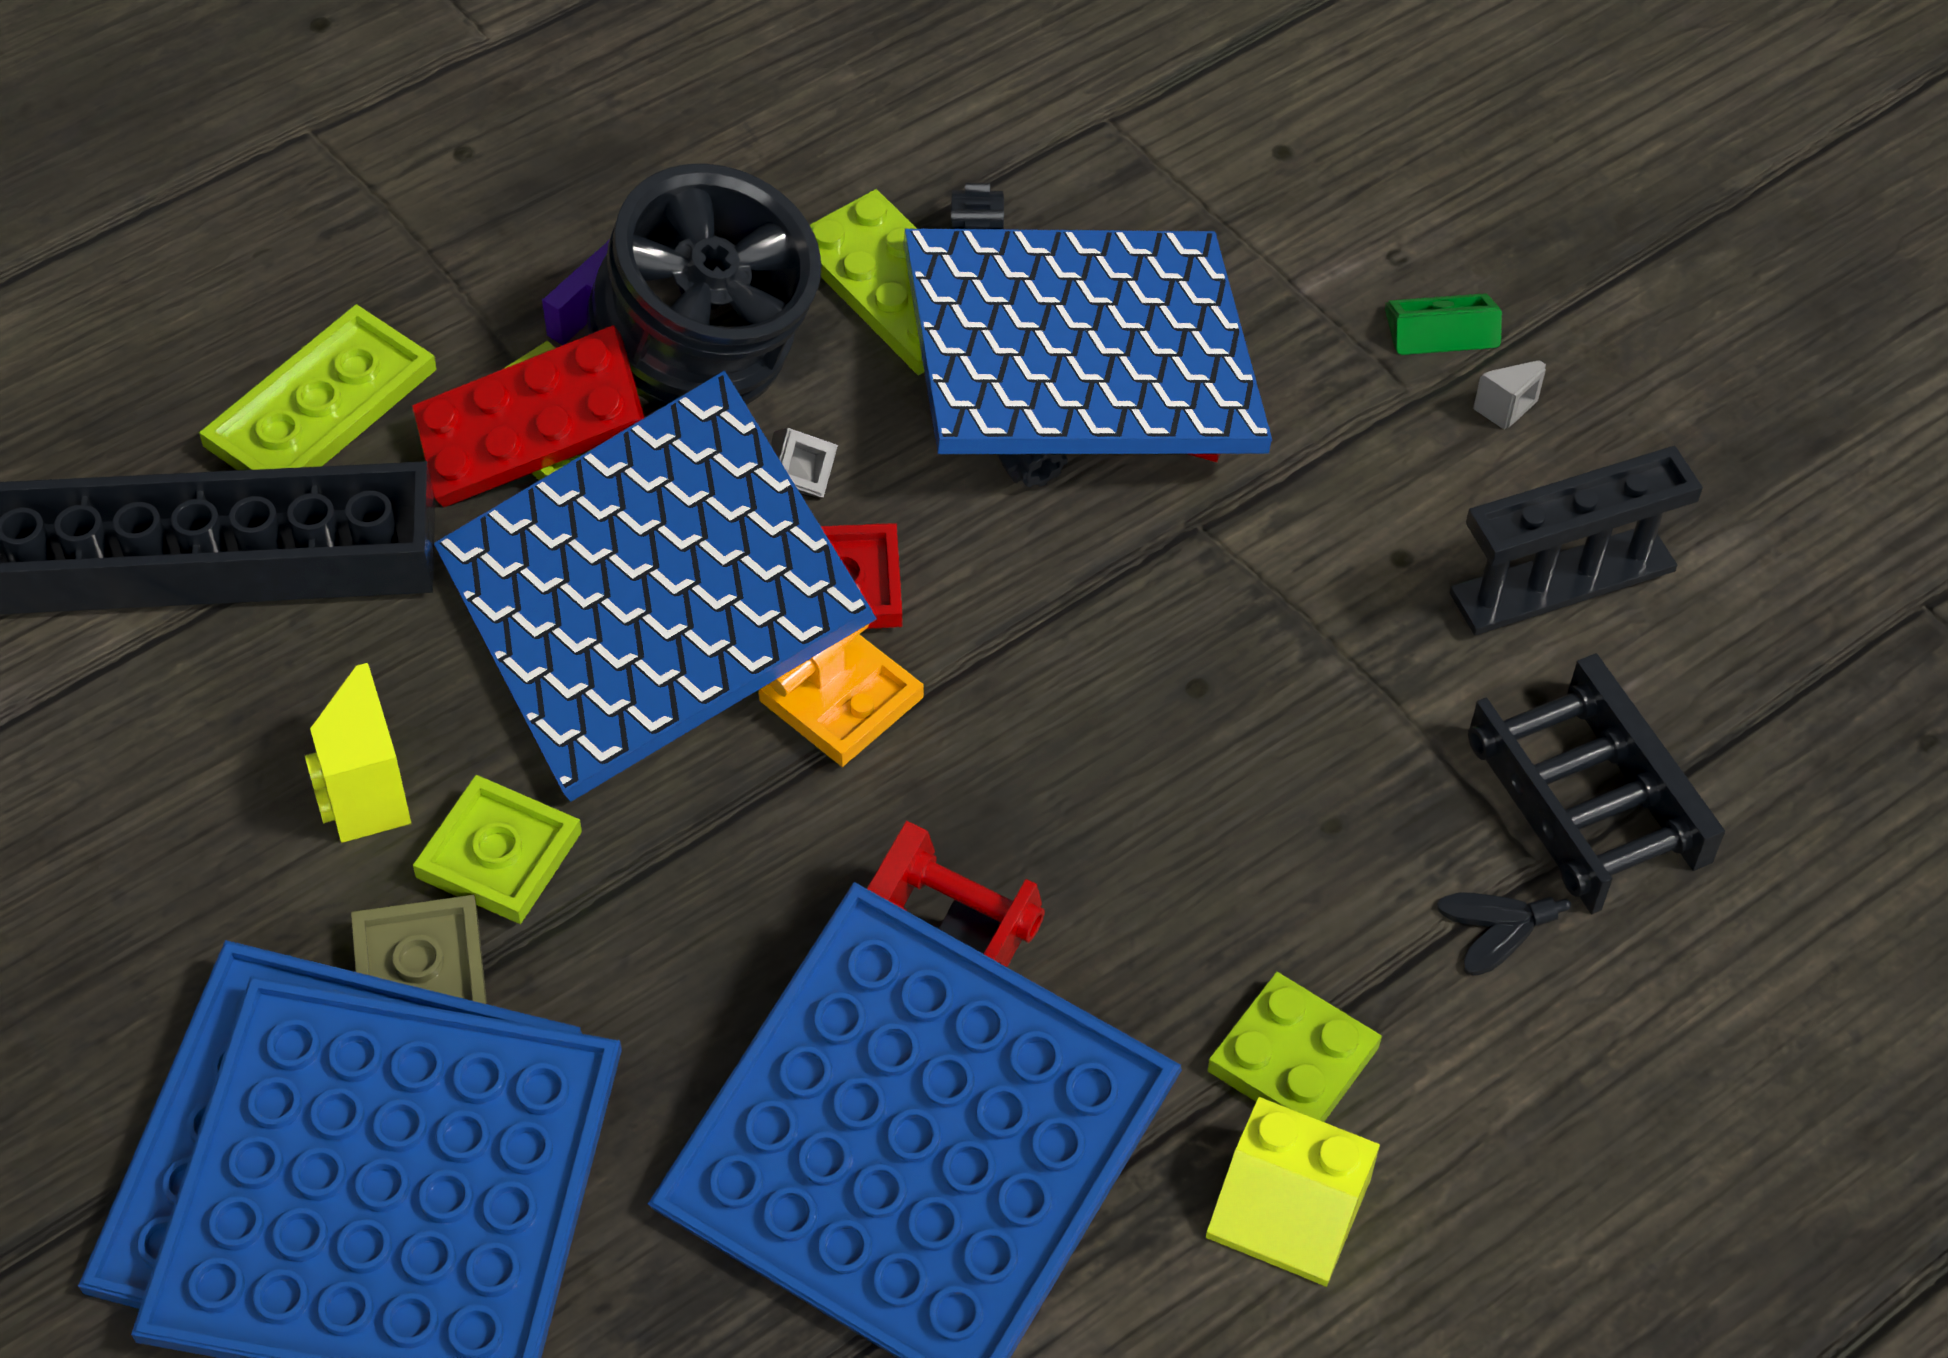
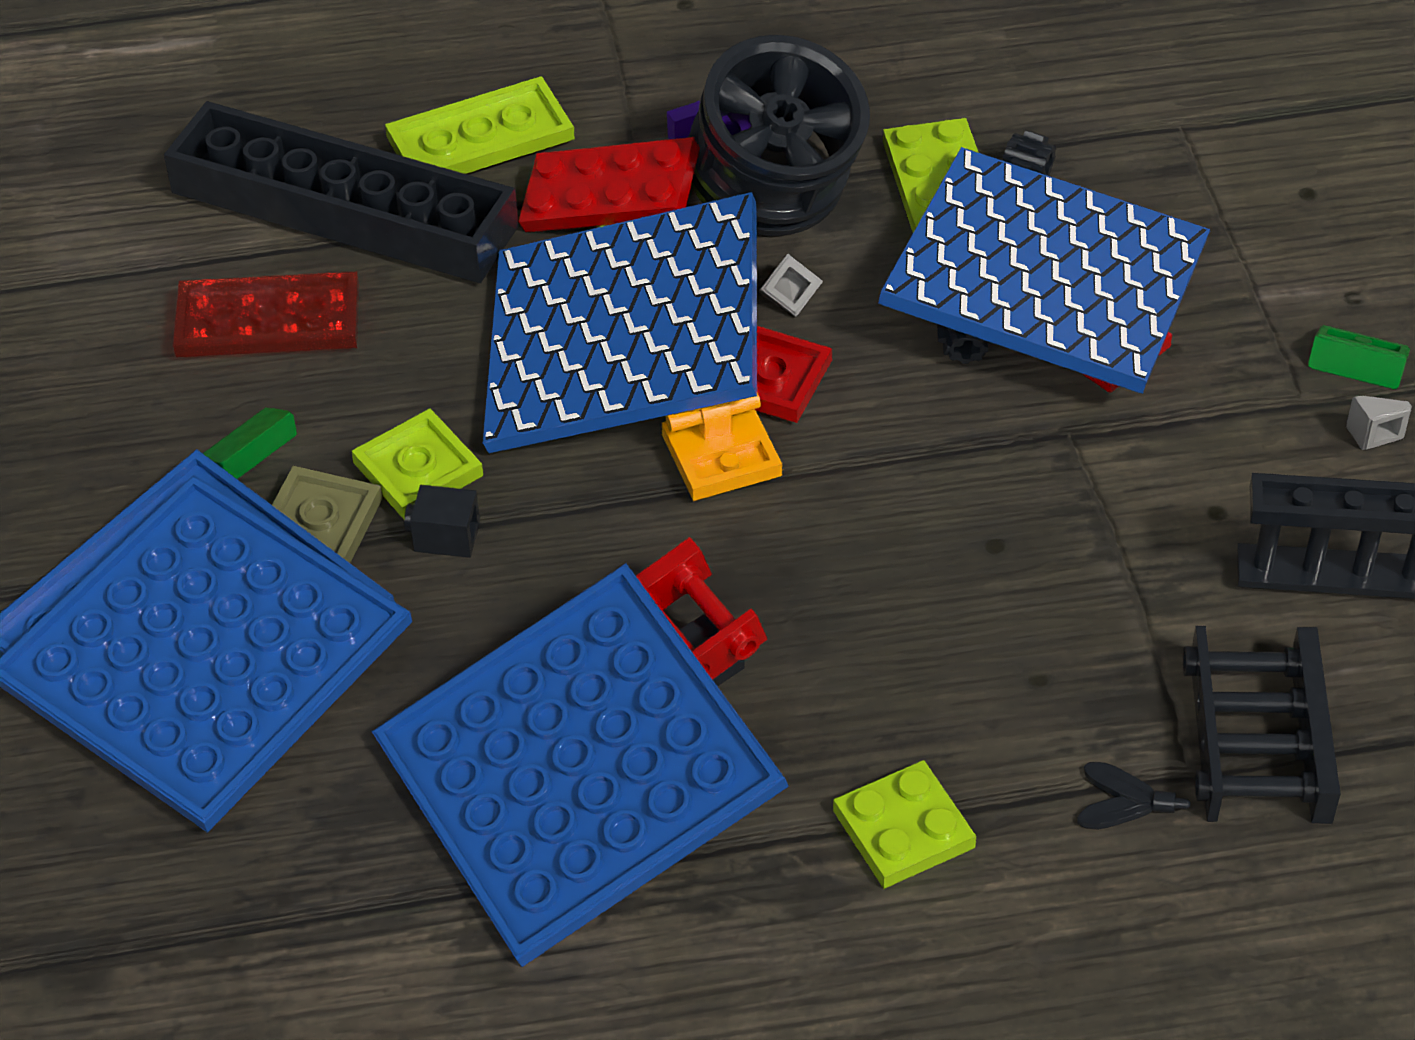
camera: 30 degrees right, 5 degrees down
(194, 731) = (266, 314): none -> clear red plate
(273, 898) = (253, 441): none -> green slope
(356, 762) = (352, 366): neon yellow slope -> none
(575, 908) = (443, 520): none -> black brick
(1292, 1191) = (837, 913): neon yellow slope -> none

